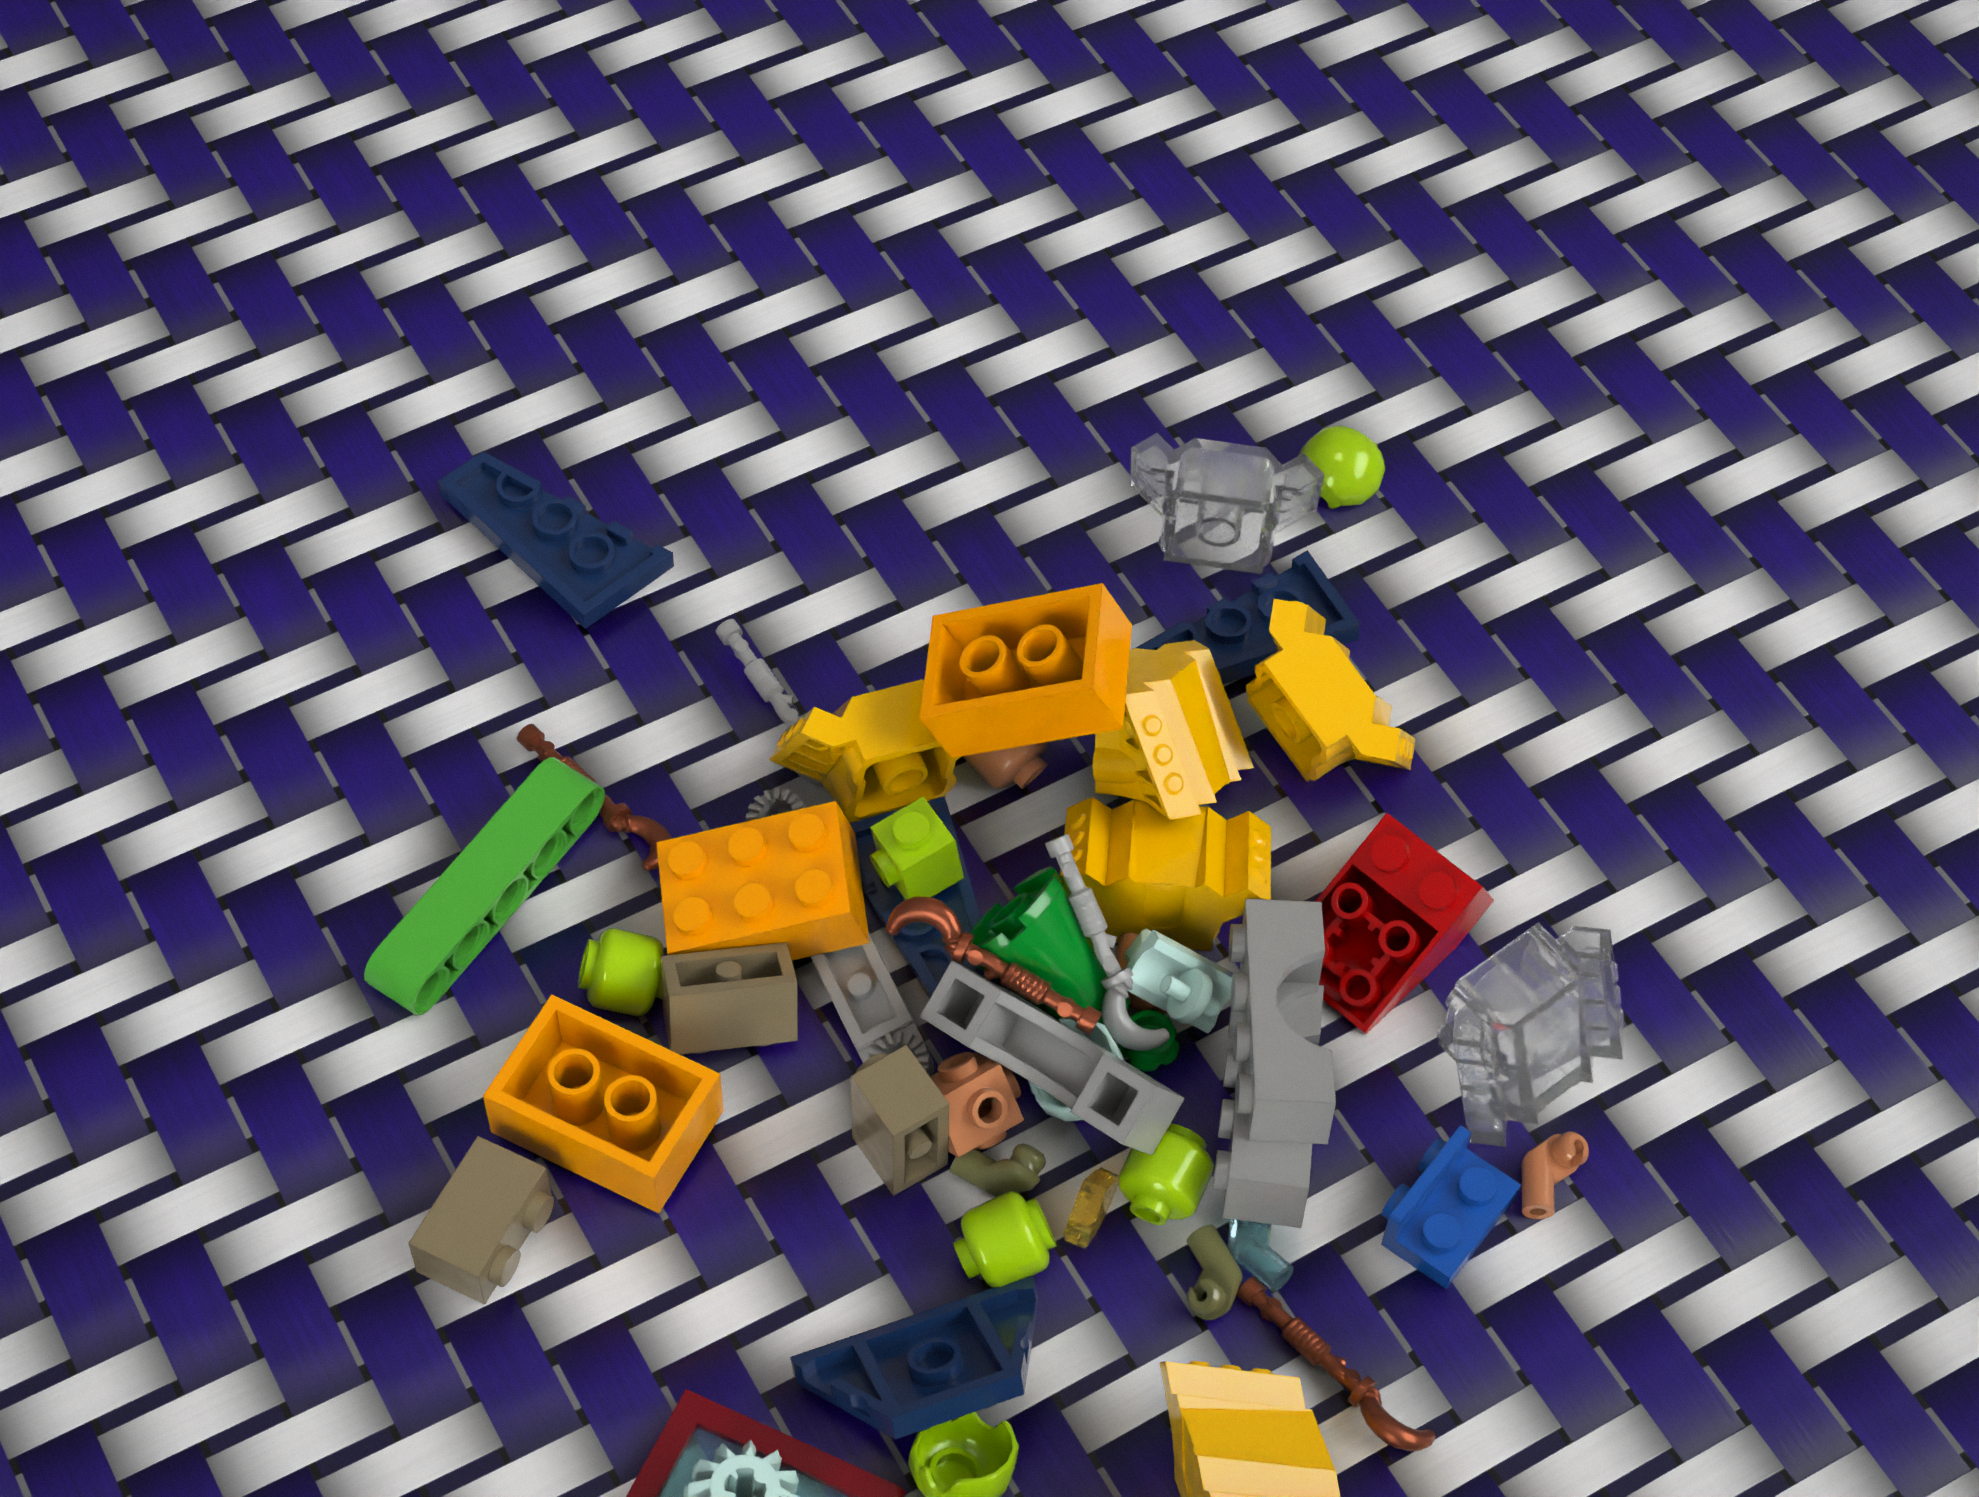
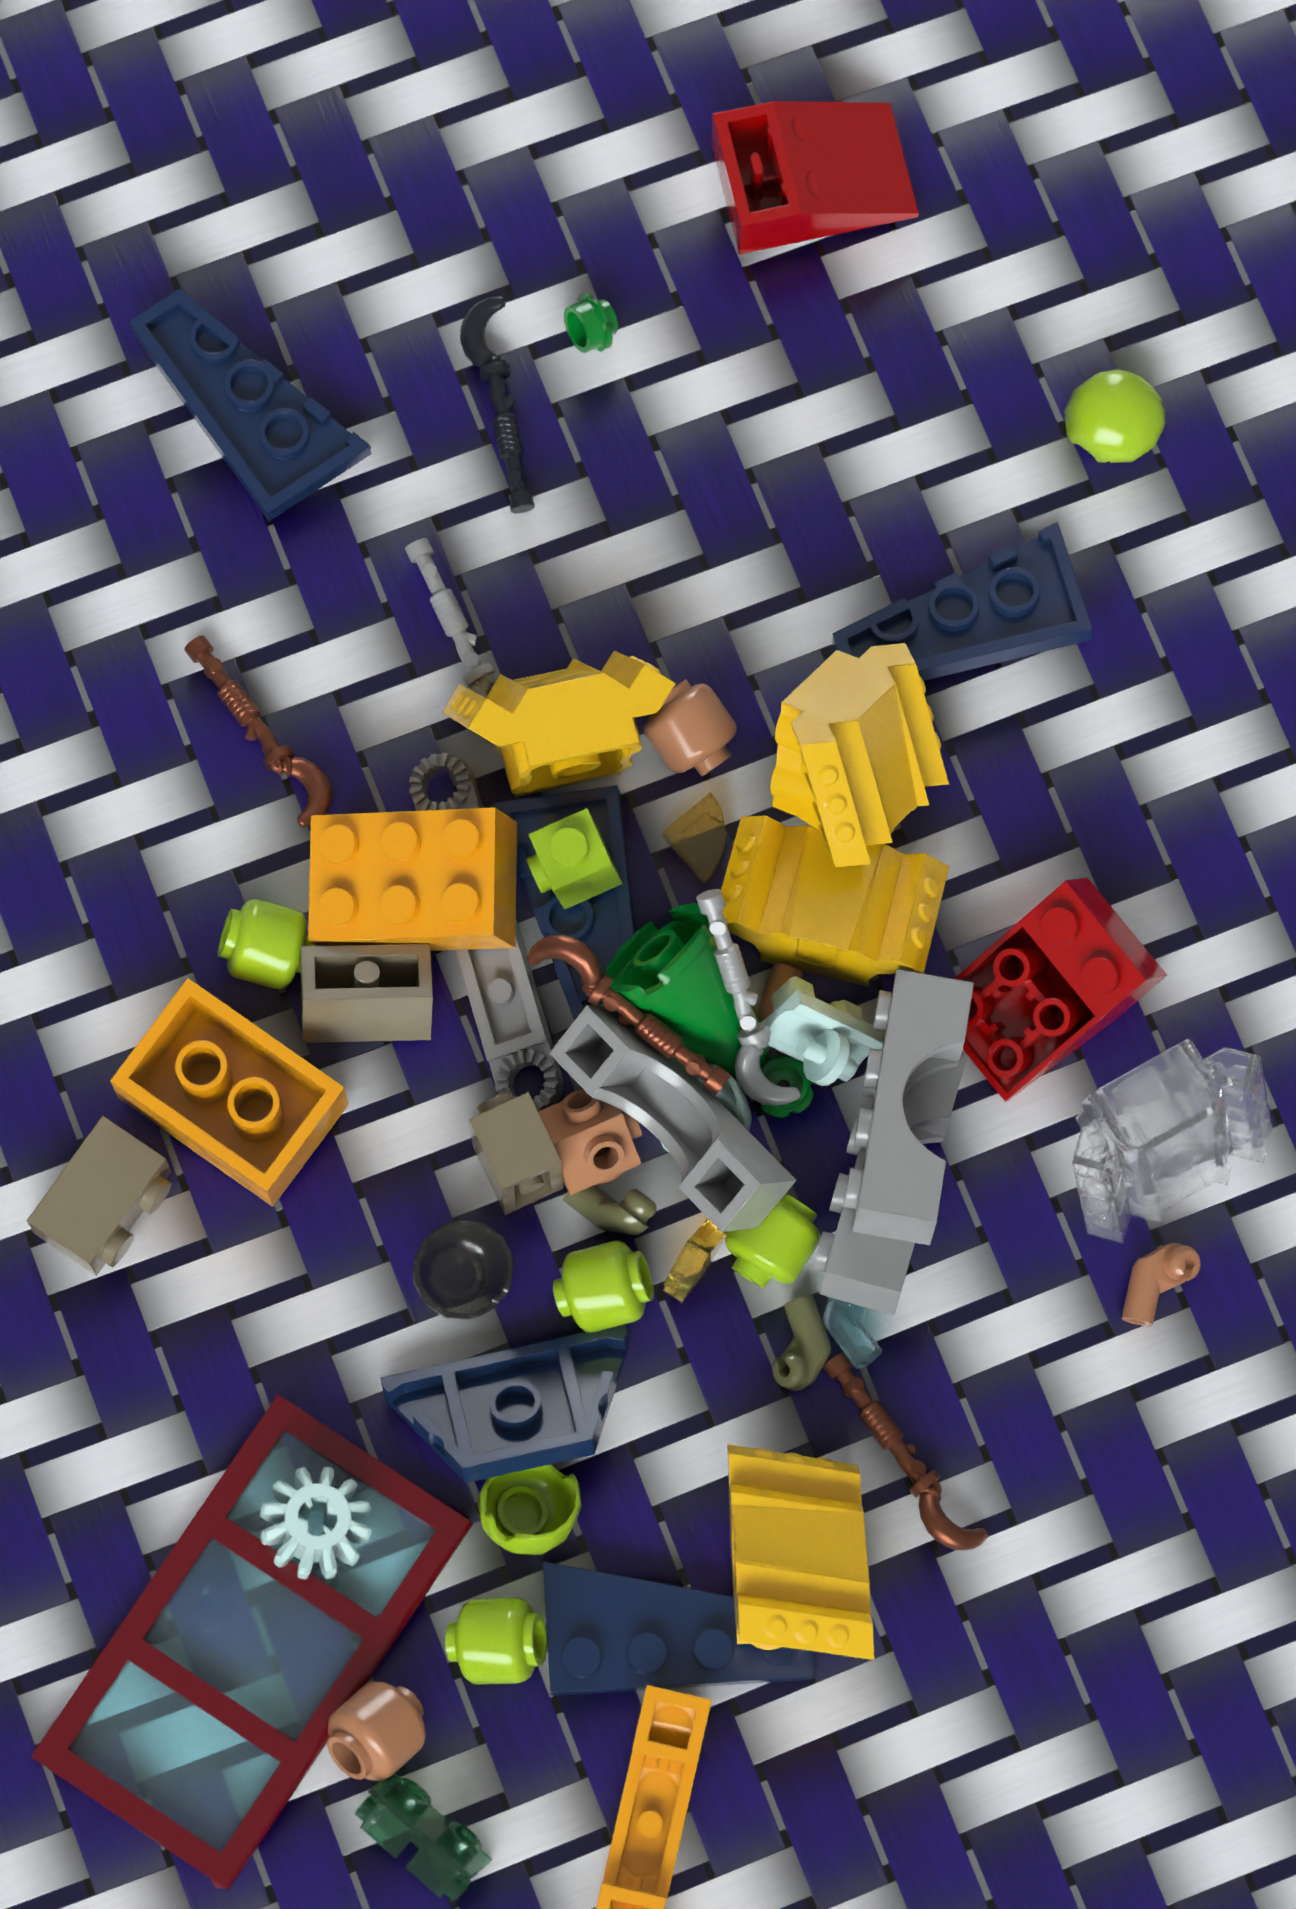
camera: 10 degrees right, 20 degrees up
(484, 886) = (136, 826): bright green beam -> none
(779, 492) = (495, 370): none -> black piece
(859, 444) = (590, 323): none -> green plate
(861, 1239) = (463, 1270): none -> clear smoke hair
(1025, 838) = (699, 837): none -> clear yellow tile
(1027, 671) = (705, 704): light orange brick -> none
(1029, 311) = (810, 170): none -> red slope
(1222, 499) = (970, 461): clear slope -> none
(1319, 700) = (1038, 725): yellow slope -> none
(1447, 1209) = (1048, 1307): blue bracket -> none

